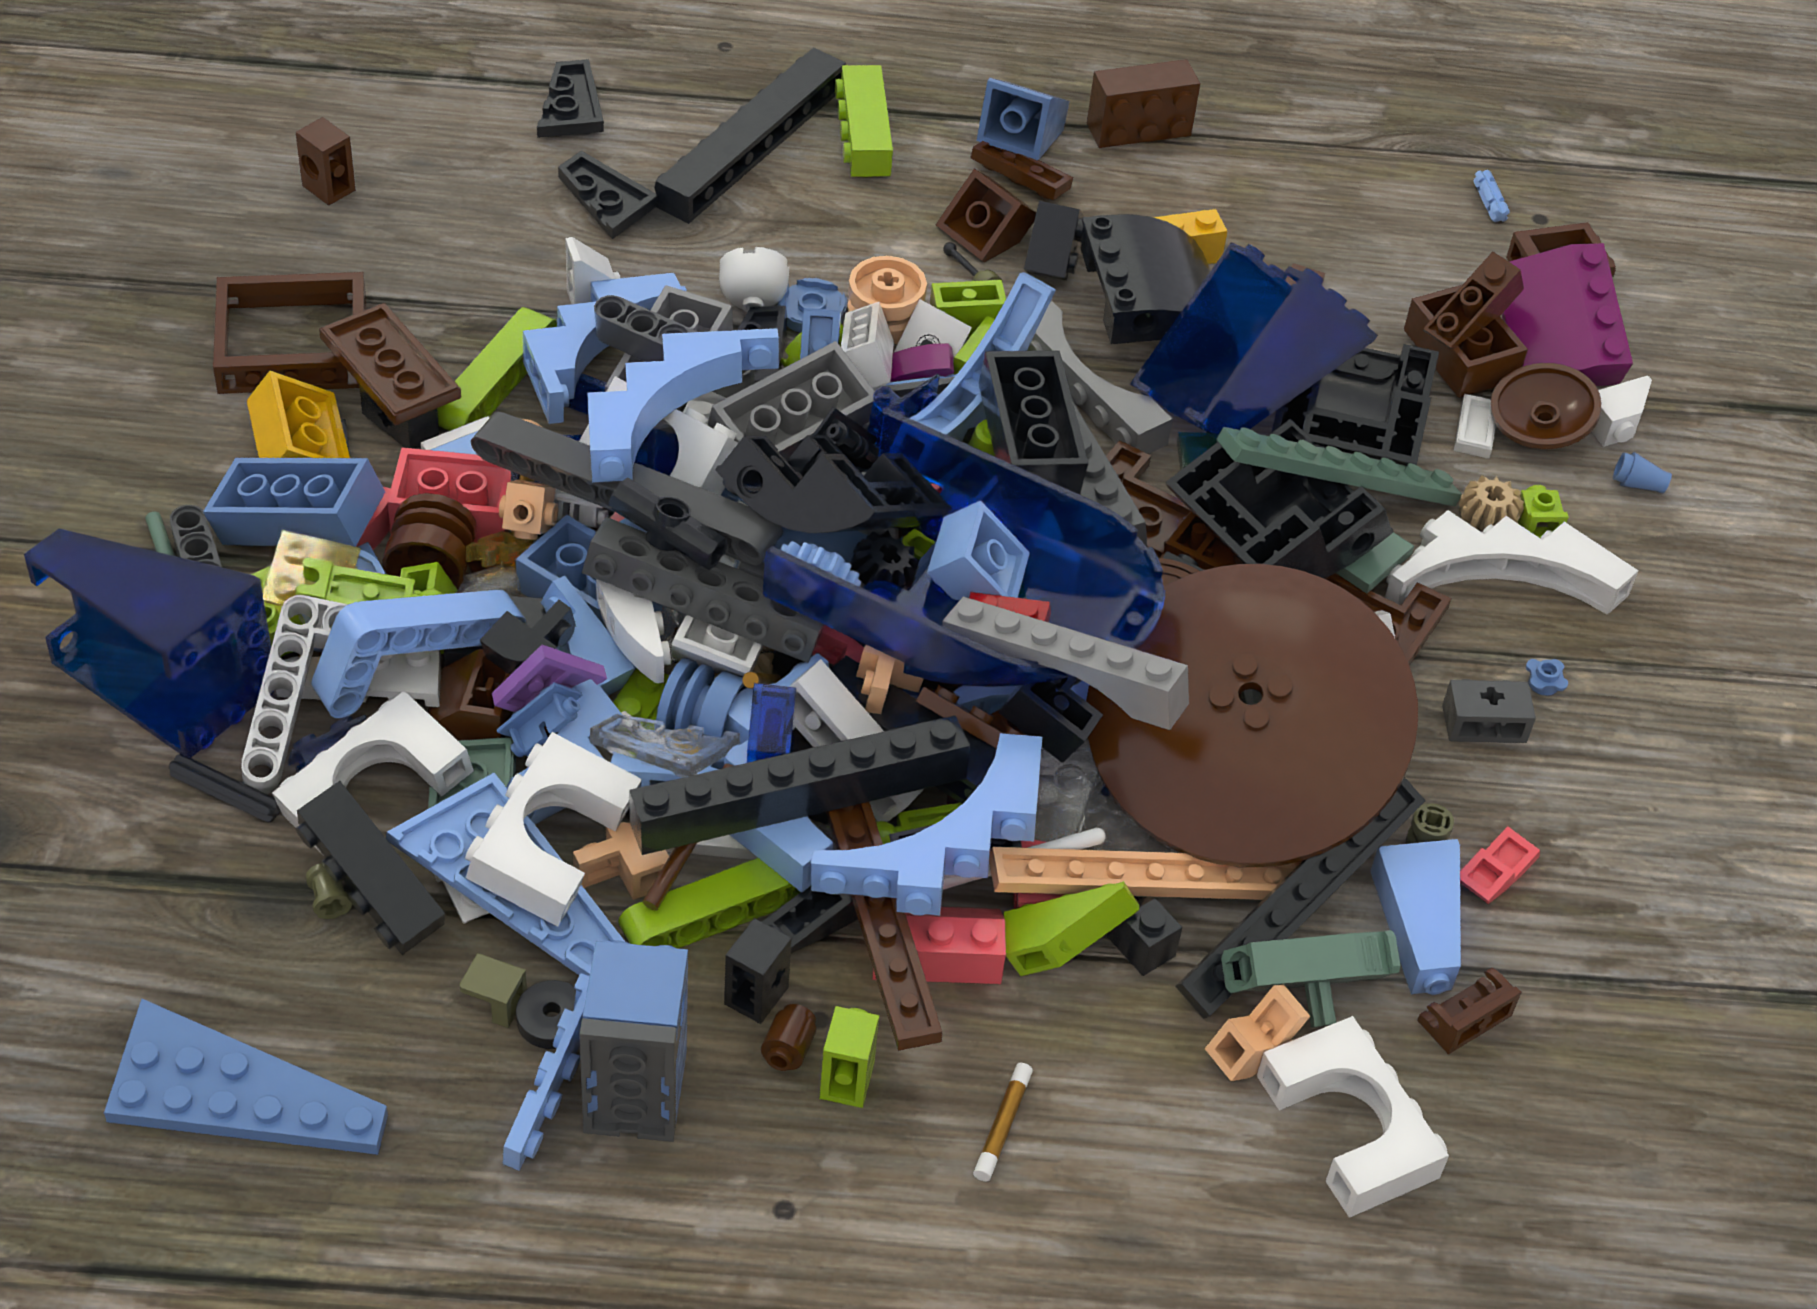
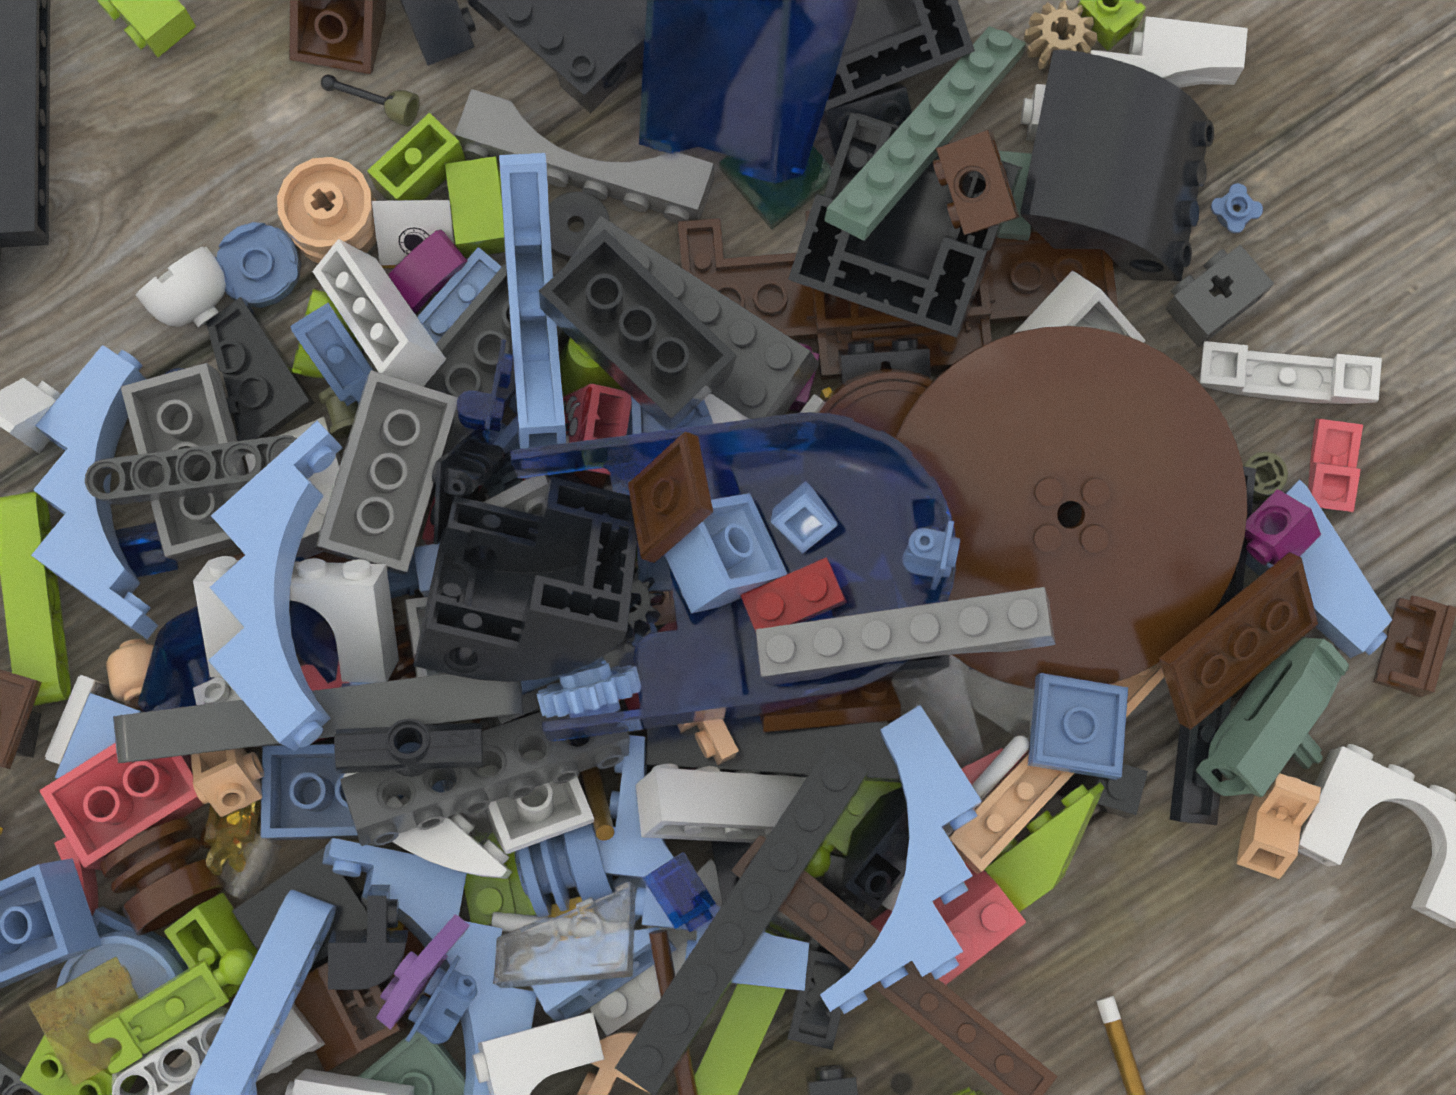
camera: 30 degrees left, 30 degrees up
(970, 494) = (670, 497): none -> reddish brown tile
(1054, 578) = (803, 517): none -> light blue slope
(1125, 601) = (931, 553): none -> medium blue hinge
(1151, 854) = (1078, 726): none -> medium blue plate
(1322, 883) = (1239, 640): none -> reddish brown tile
(1359, 479) = (969, 155): none -> reddish brown brick
(1411, 841) = (1280, 528): none -> magenta brick
(1469, 571) = (1117, 165): none -> black slope
(1500, 792) = (1290, 377): none -> white slope

